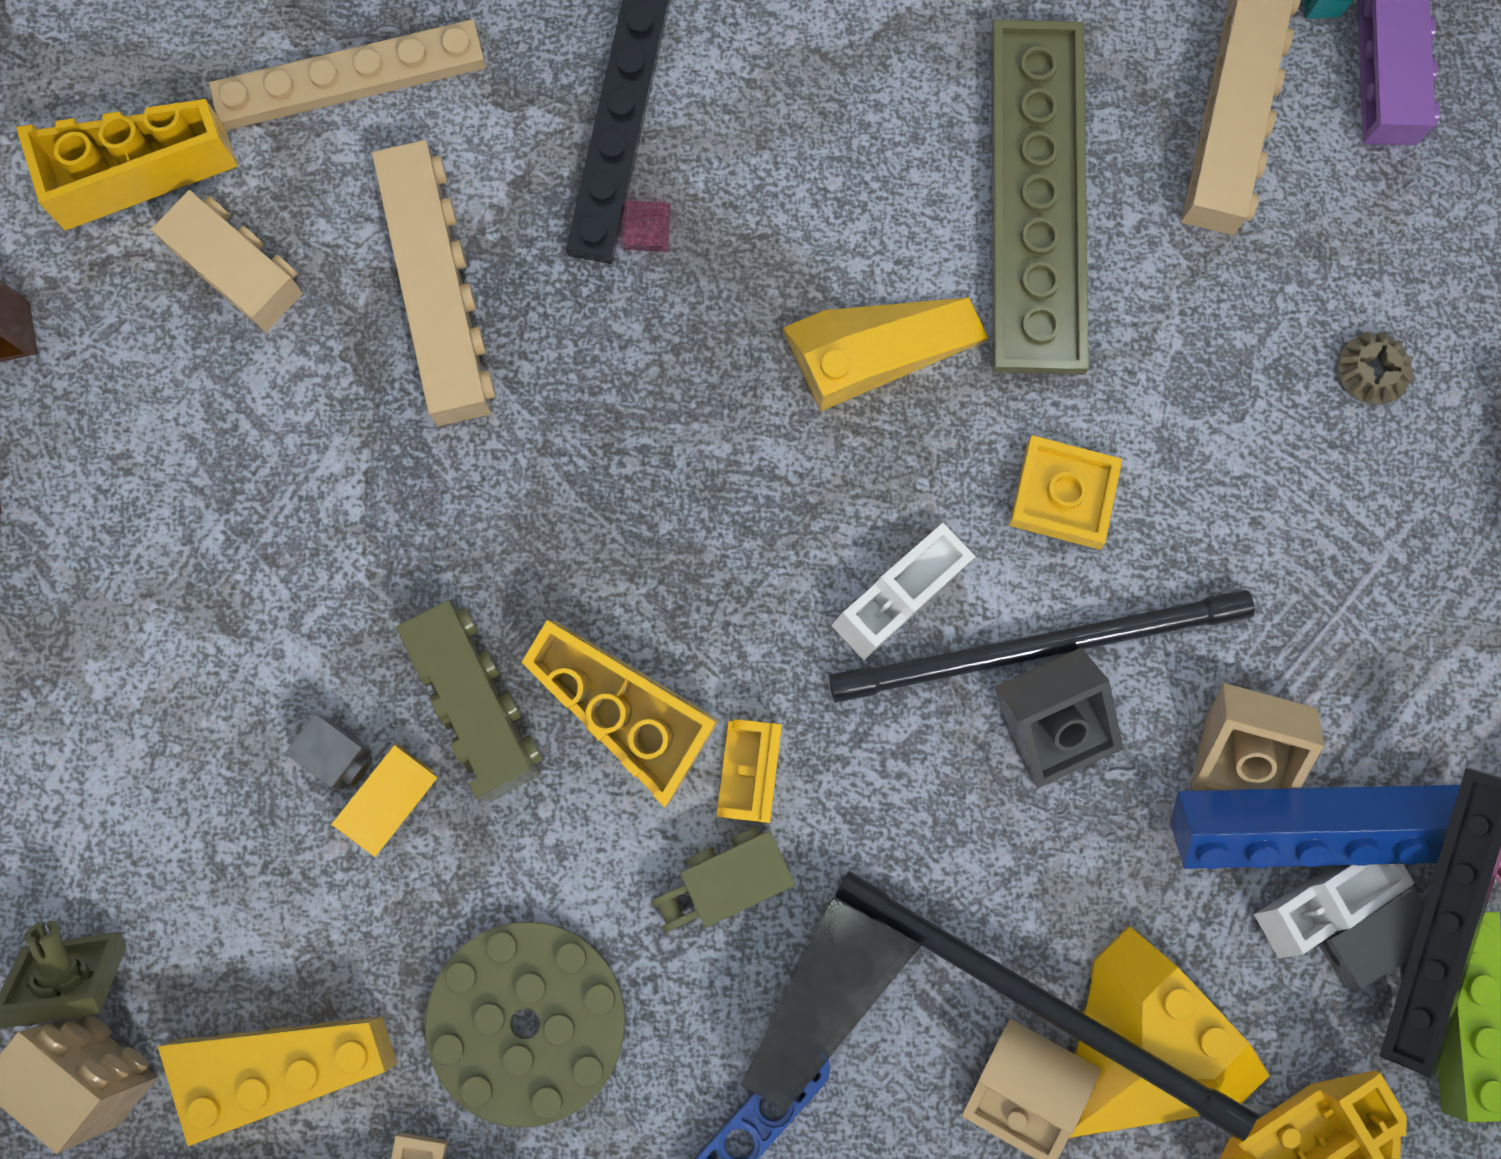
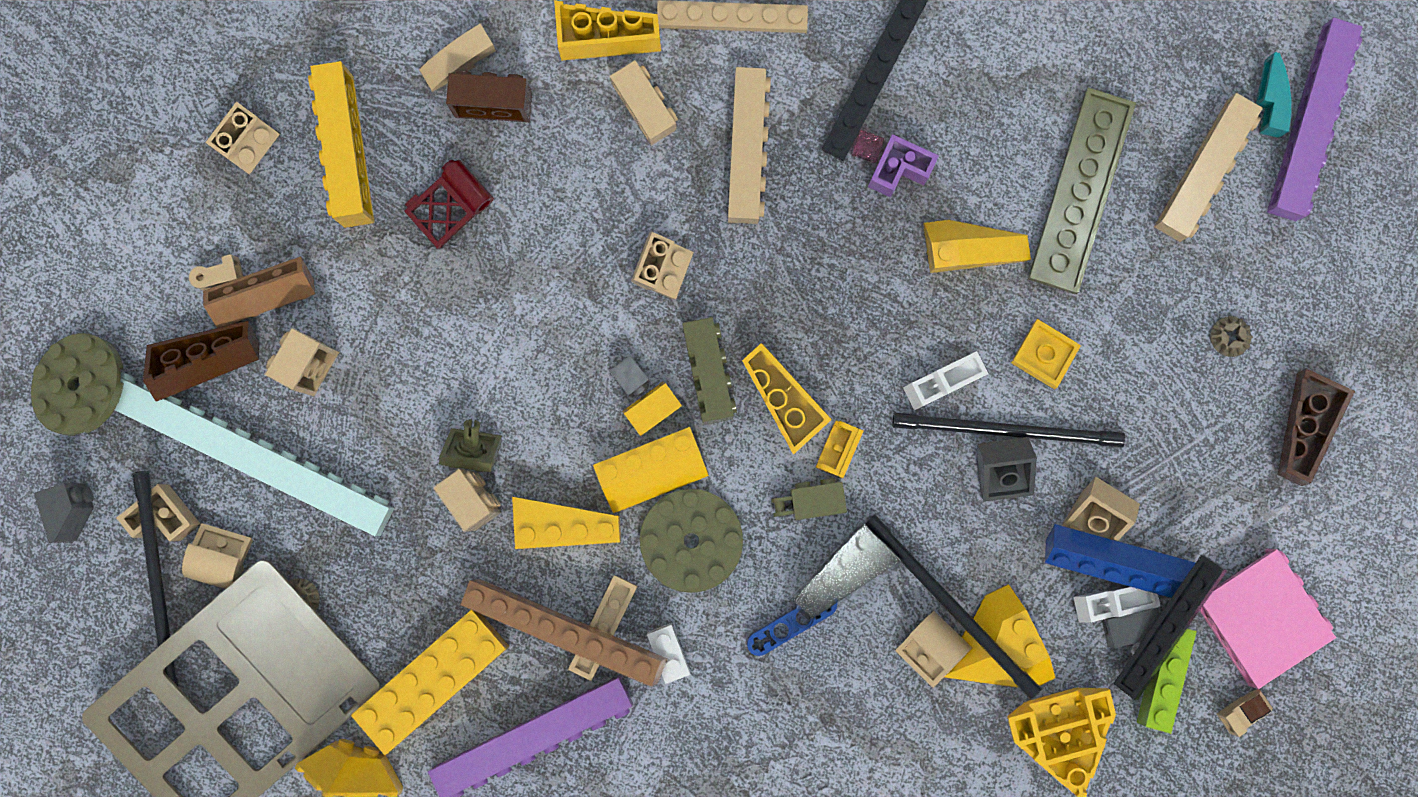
camera: 15 degrees right, 5 degrees up
(333, 535) = (661, 266): none -> tan brick
(411, 914) = (650, 470): none -> yellow slope
(709, 228) = (901, 159): none -> medium lavender brick

